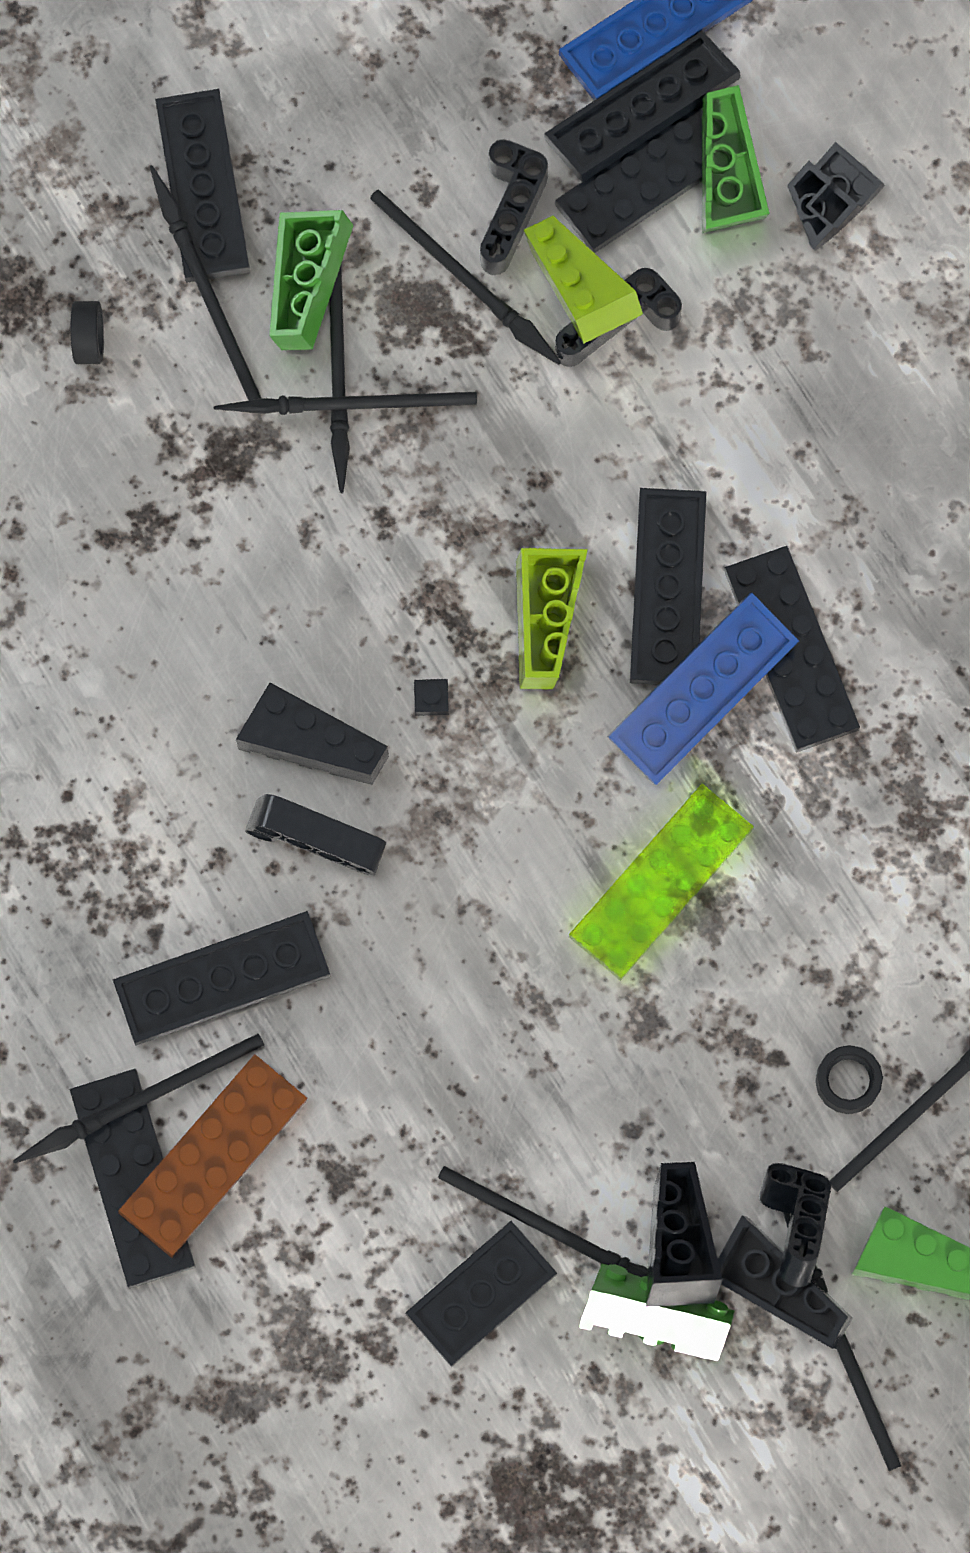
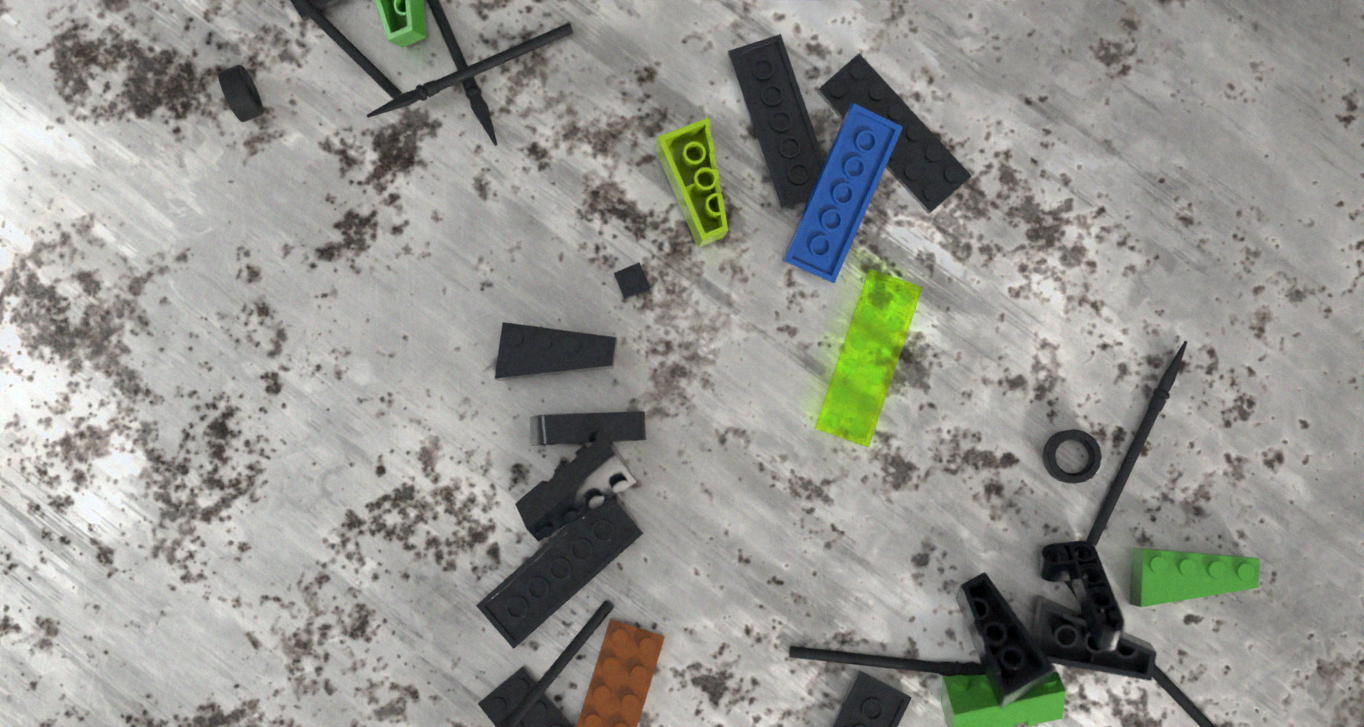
camera: 25 degrees left, 10 degrees up
(276, 892) = (575, 488): none -> black wedge

